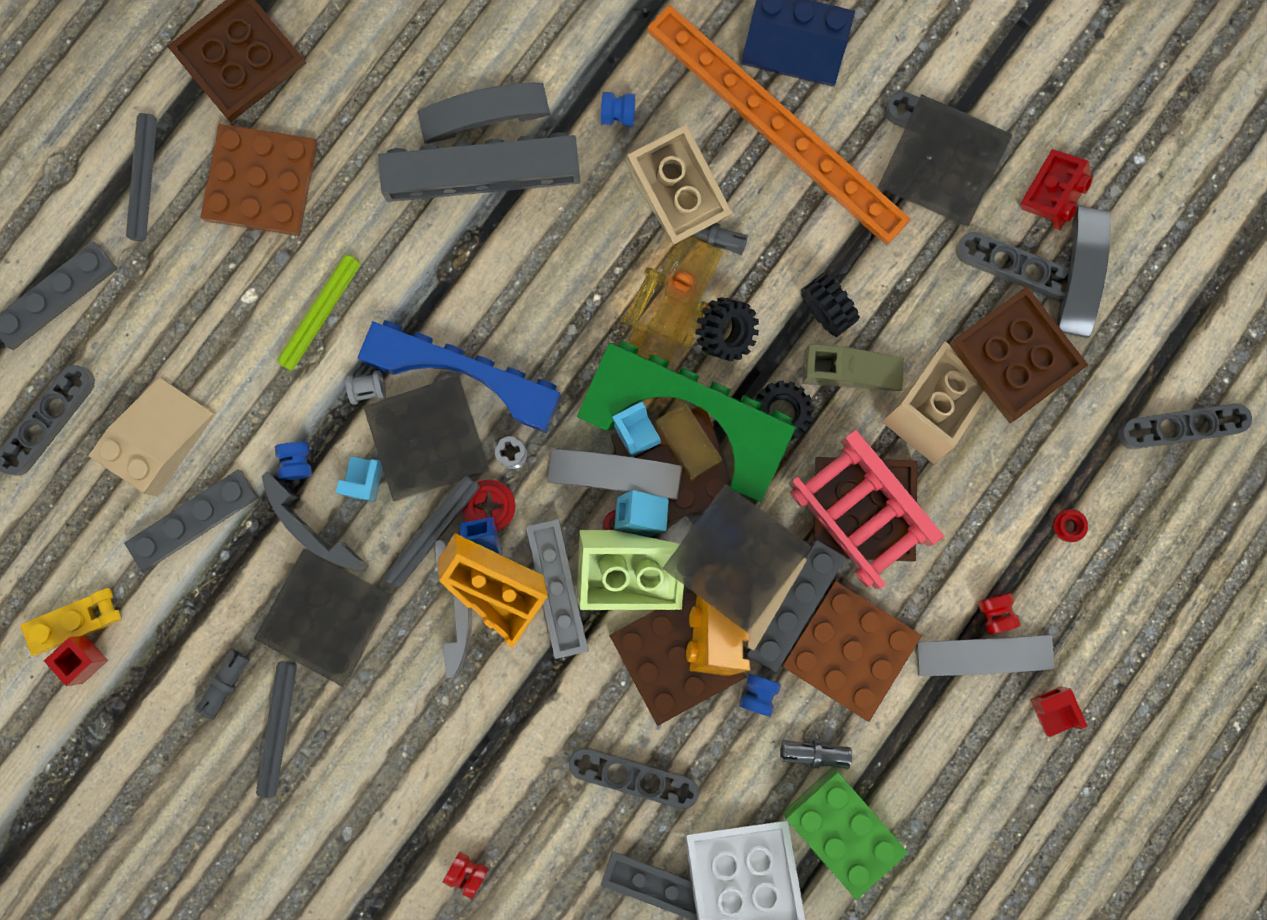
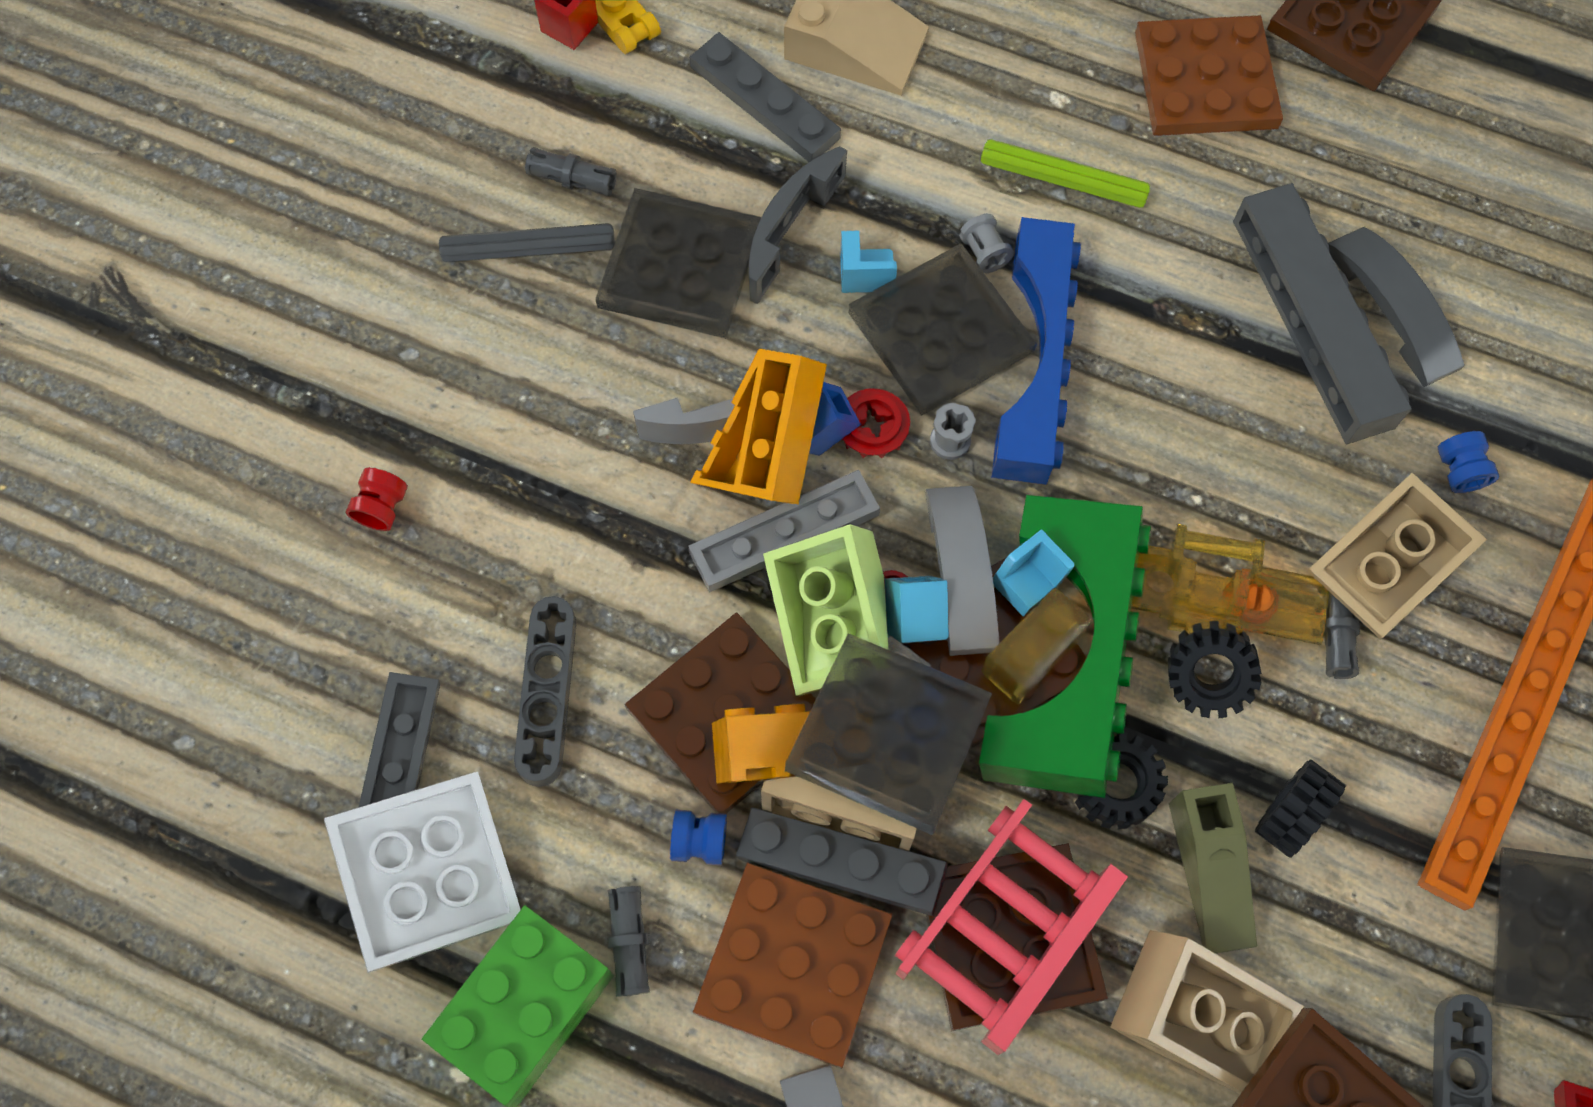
camera: 75 degrees right, 15 degrees down
(293, 461) = (868, 183): blue wheel -> none
(432, 531) = (838, 365): dark grey axle -> none

